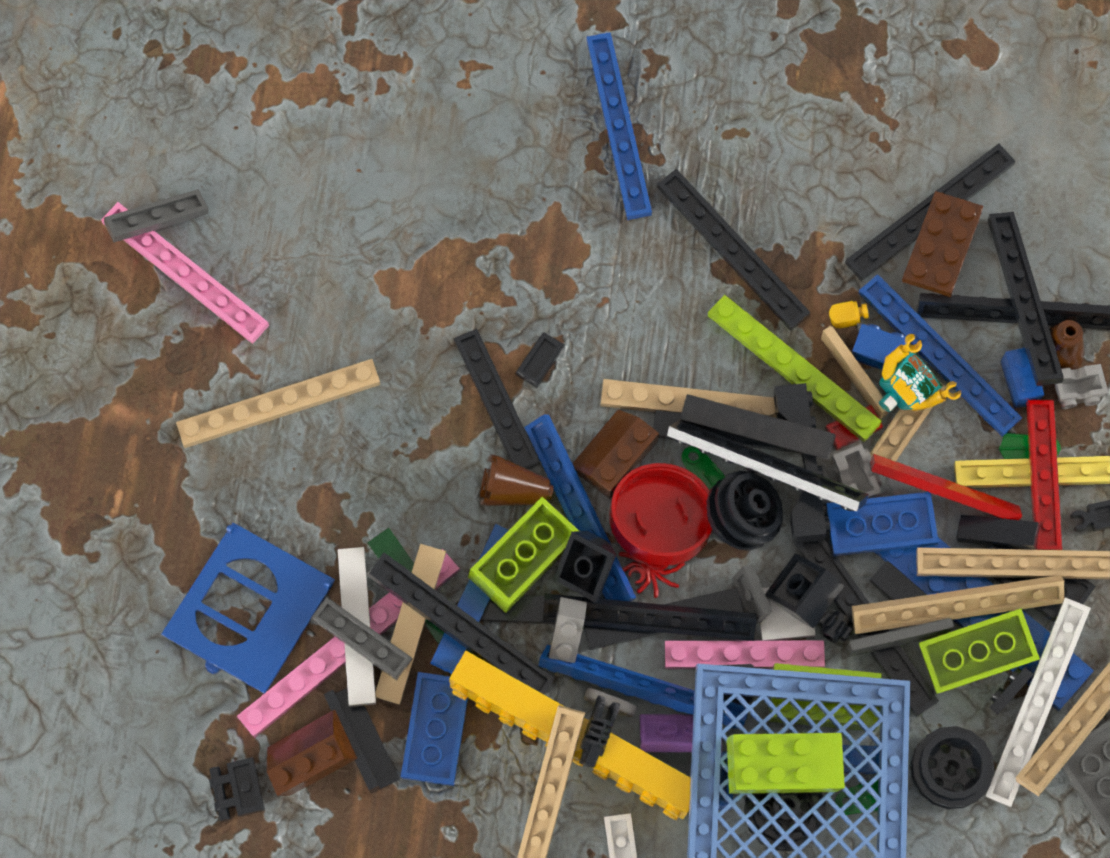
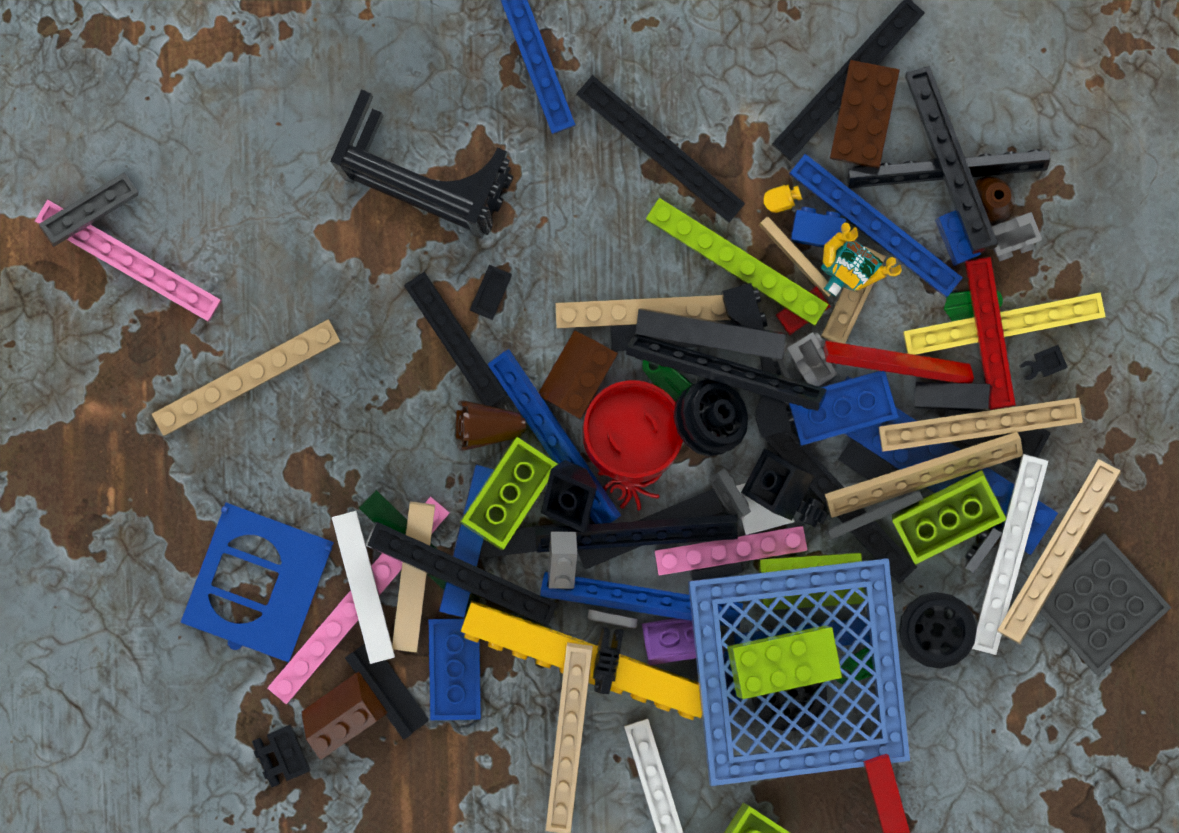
camera: 10 degrees left, 15 degrees up
(361, 638) = (370, 600): dark grey tile -> none
(529, 231) = (463, 201): none -> black arch

